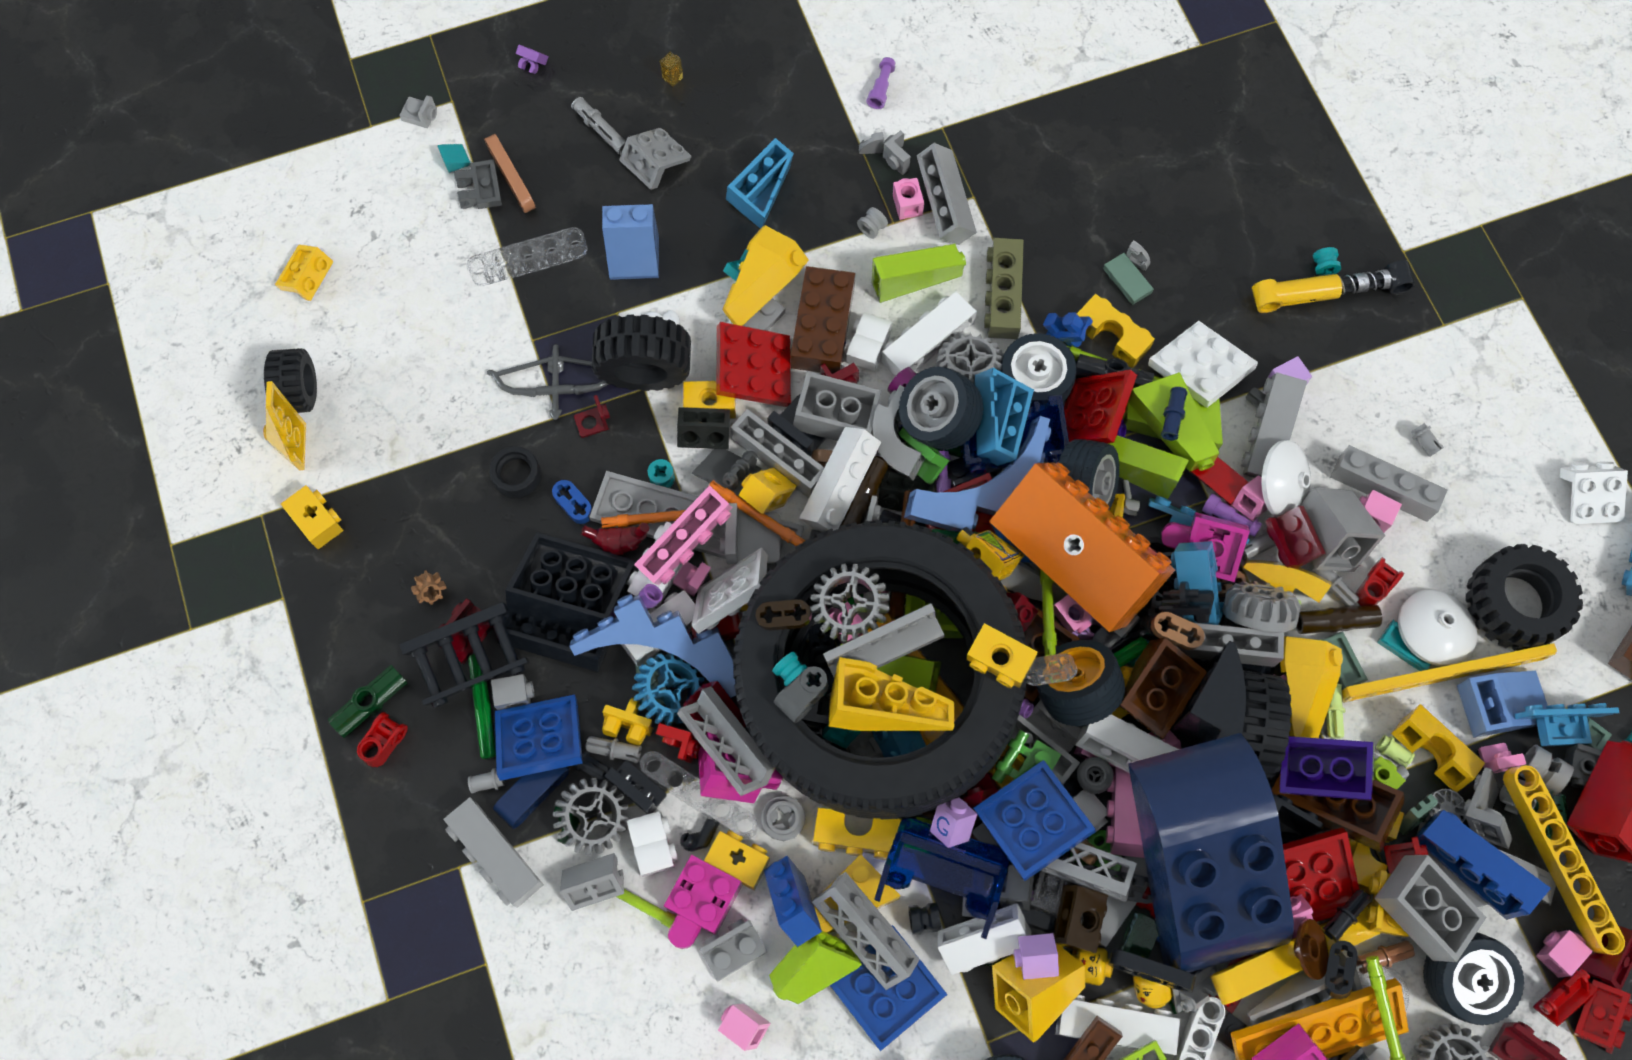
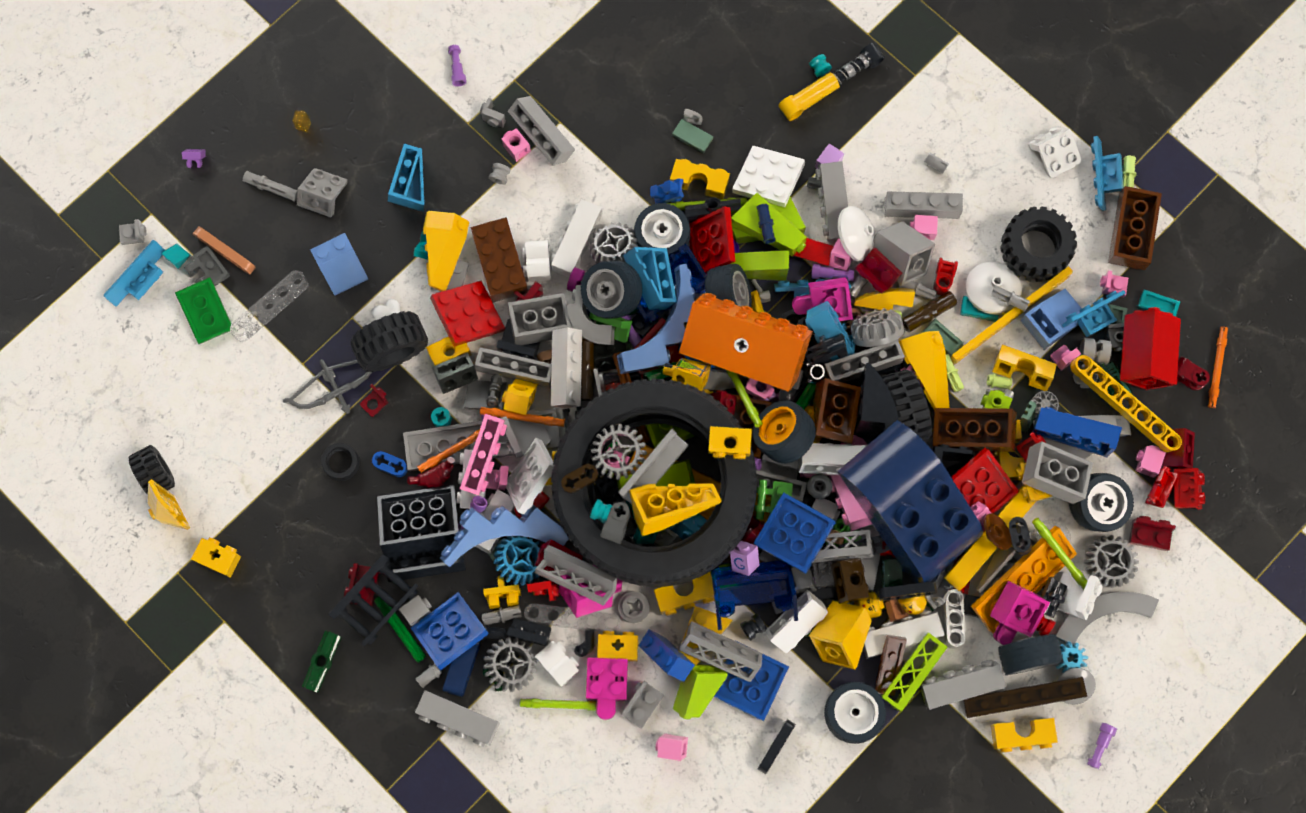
camera: 25 degrees left, 5 degrees up
(304, 271) = (113, 388): yellow bracket -> none
(382, 738) = (344, 678): red piece -> none
(397, 159) = (137, 276): none -> dark azure bracket
(429, 594) = (322, 567): medium nougat gear -> none
(451, 229) = (204, 310): none -> green tile
(592, 882) = (531, 705): light grey hinge -> none
(872, 145) = (473, 115): light grey tile -> none
(915, 270) = (546, 196): lime slope -> none
(1008, 253) = (605, 154): olive brick -> none
(1037, 956) = (834, 616): lavender brick -> none
(1050, 669) = (762, 432): clear beam -> none
(1123, 988) = (895, 610): none -> nougat plate
(1180, 625) = (831, 364): medium nougat beam -> none
(1328, 768) = (960, 415): dark purple slope -> none
(1346, 915) = (1010, 500): black axle -> none
(1387, 955) = (1046, 513): nougat axle -> none
(1457, 649) = (1010, 298): none -> light grey axle
(1480, 812) = (1065, 395): light grey bracket -> none
(1603, 691) = (1113, 283): none -> bright pink bracket

